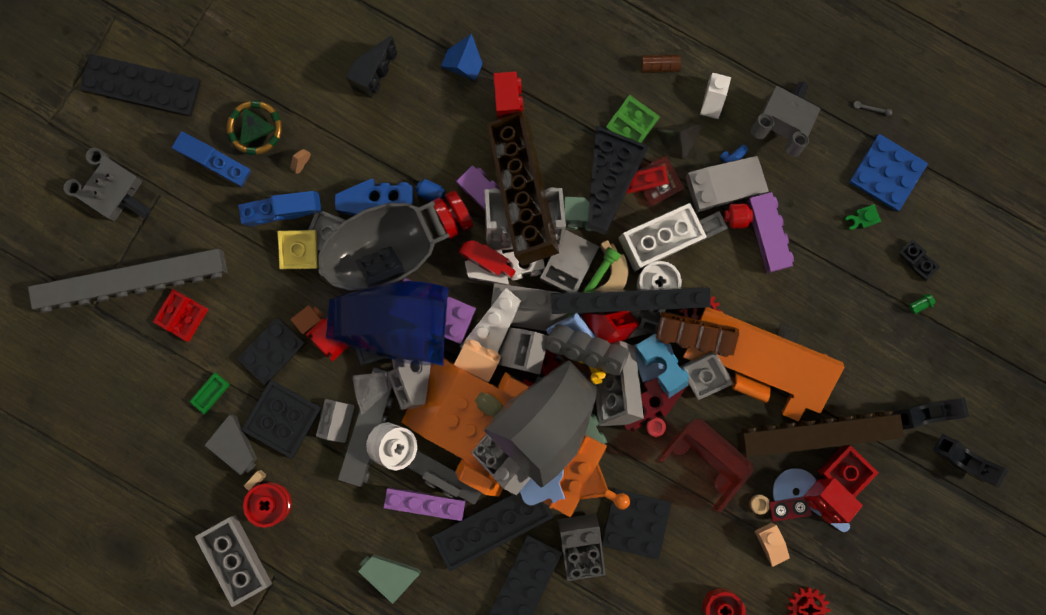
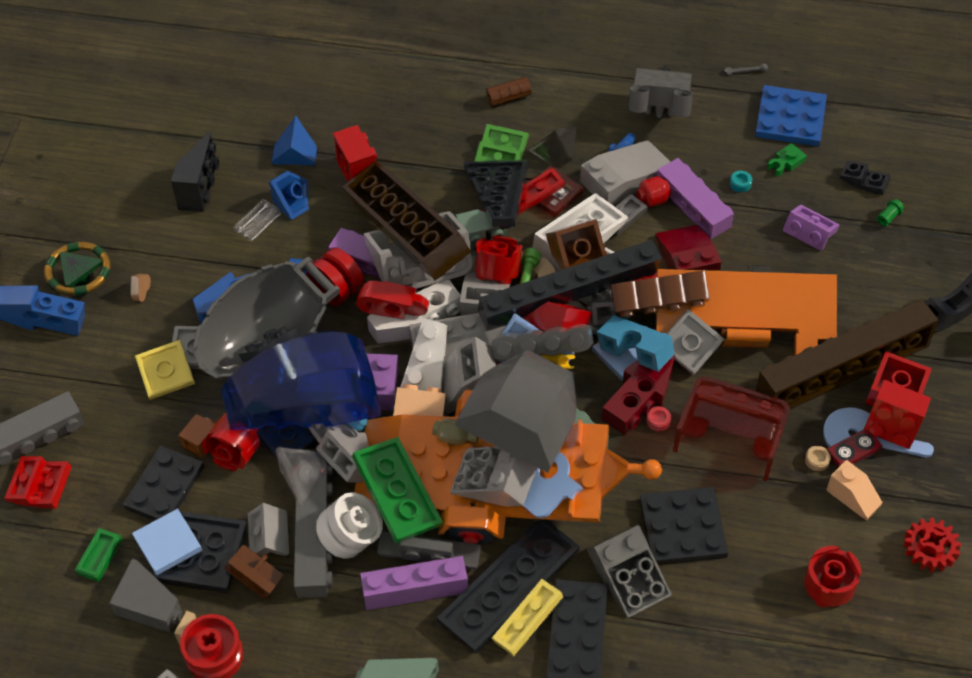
camera: 15 degrees left, 30 degrees down
(258, 407) = (167, 542): none -> light blue tile
(280, 208) = (136, 327): blue brick -> none
(314, 452) = (253, 571): none -> reddish brown panel
(414, 130) = (259, 222): none -> clear tile
(433, 437) = (397, 489): none -> green plate
(446, 110) = (290, 194): none -> blue slope
(495, 559) = (527, 617): none -> light yellow plate
(584, 248) = (498, 259): none -> red brick
(620, 395) = (600, 383): light grey slope -> none
(650, 264) = (576, 243): none -> reddish brown slope
(715, 95) = (578, 100): white slope -> none
(741, 284) = (688, 249): none -> dark red slope
(815, 226) = (740, 181): none -> teal tile
(851, 294) = (810, 227): none -> medium lavender bracket

